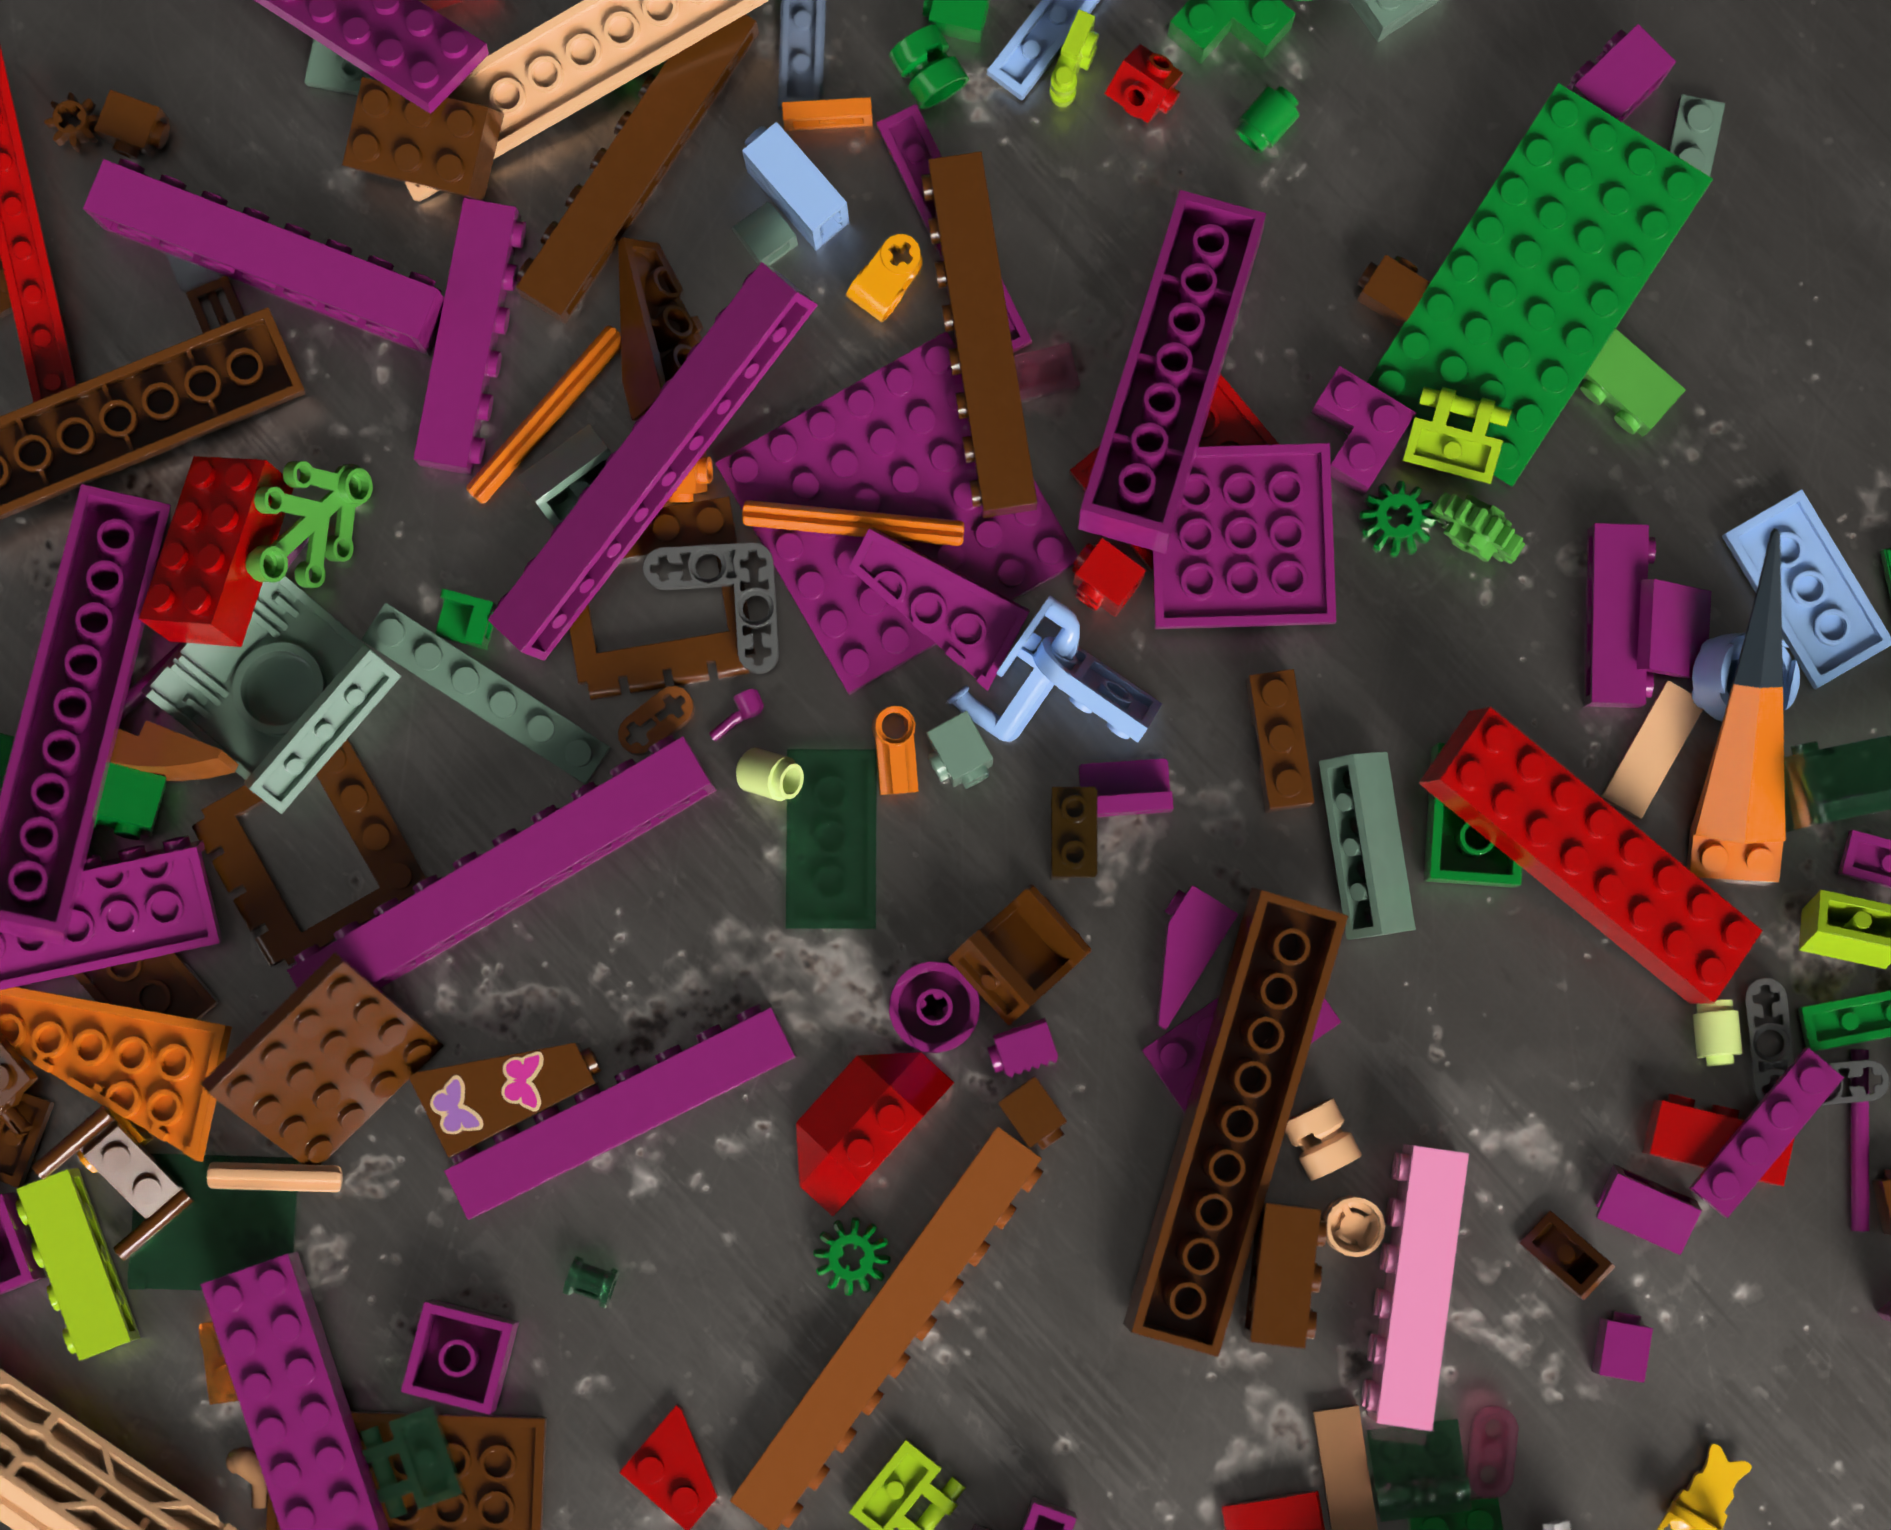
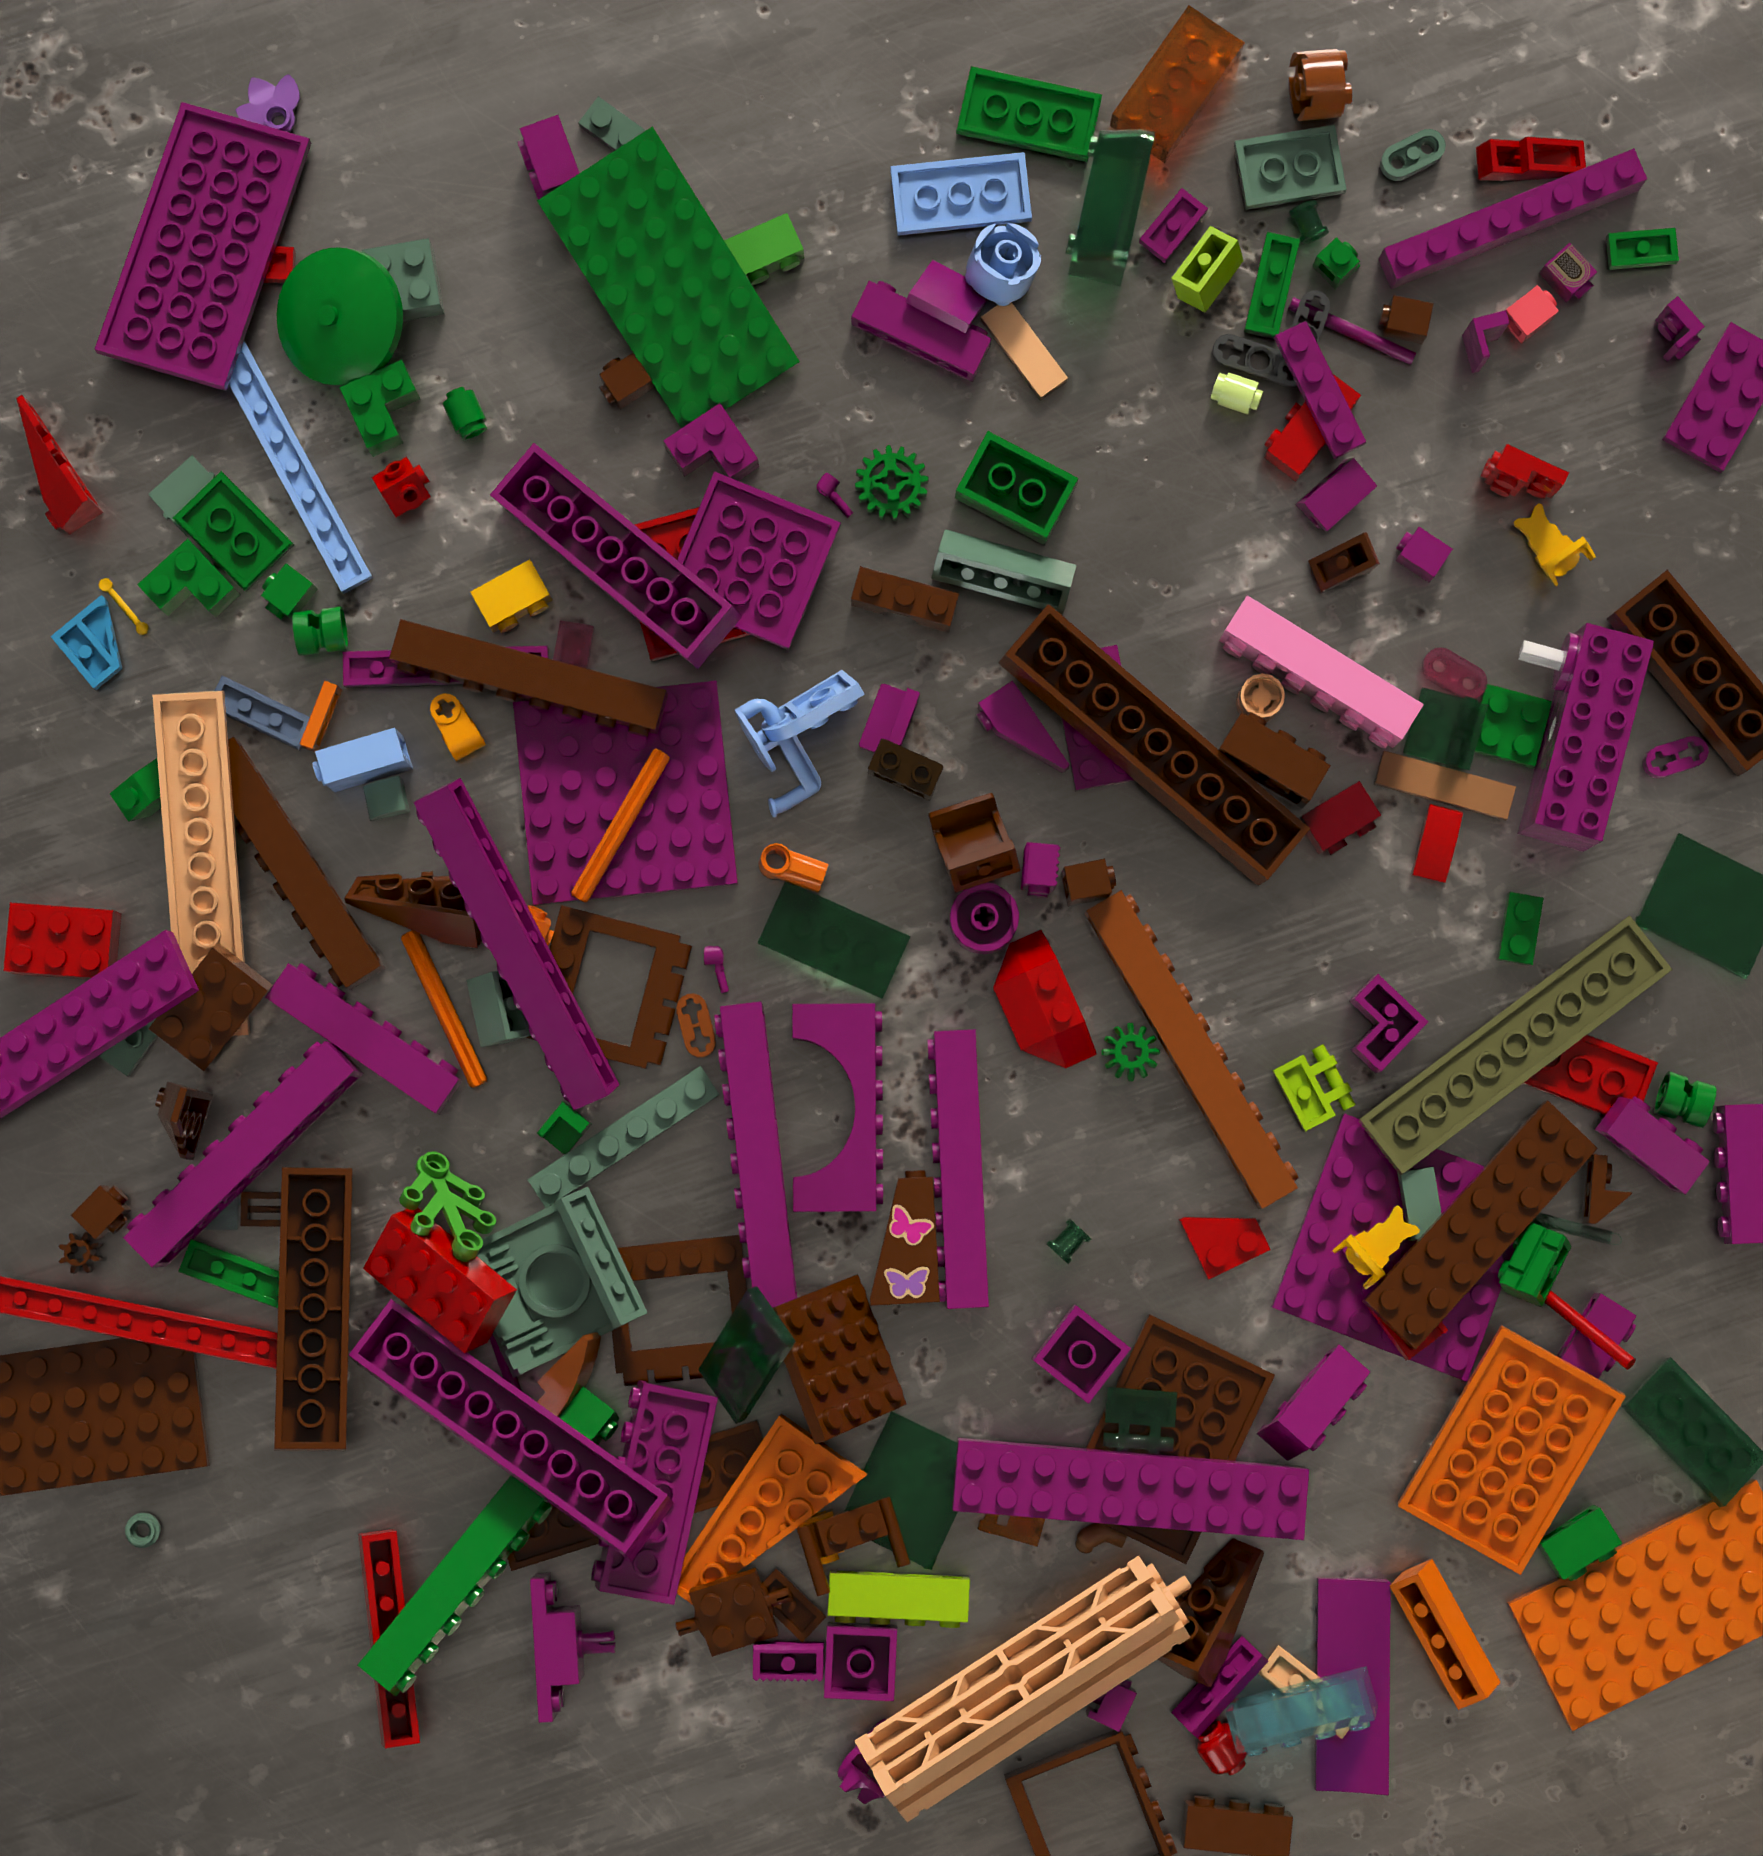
camera: 70 degrees left, 0 degrees up
(125, 303) = (231, 1273): none -> green plate
(274, 1177) = (898, 1431): light nougat axle -> none
(278, 954) = (746, 1354): none -> tile
(283, 167) = (183, 1116): none -> reddish brown wedge
(720, 911) = (849, 1036): none -> magenta arch
(730, 575) = (618, 927): dark grey beam -> none
(769, 774) = (770, 962): yellowish green brick -> none
(950, 608) = (714, 782): magenta wing -> none
(959, 752) = (814, 822): sand green brick -> none
(1071, 273) = (512, 597): none -> yellow brick
(1075, 54) = (359, 523): lime plate -> none
(1105, 577) = (738, 667): red brick -> none
(1249, 1388) = (1340, 818): none -> dark red brick
(1322, 1139) = (1192, 693): light nougat wheel -> none
(1374, 588) = (826, 487): none -> magenta hand
(1392, 503) = (773, 449): green gear -> none
(1424, 681) = (905, 482): none -> green gear
(1455, 449) = (757, 387): lime plate -> none
(1477, 528) = (818, 397): bright green gear -> none
(1590, 856) = (1079, 422): red brick -> none
(1742, 802) = (1087, 303): orange plate -> none
(1778, 1416) = (1514, 468): none -> red plate

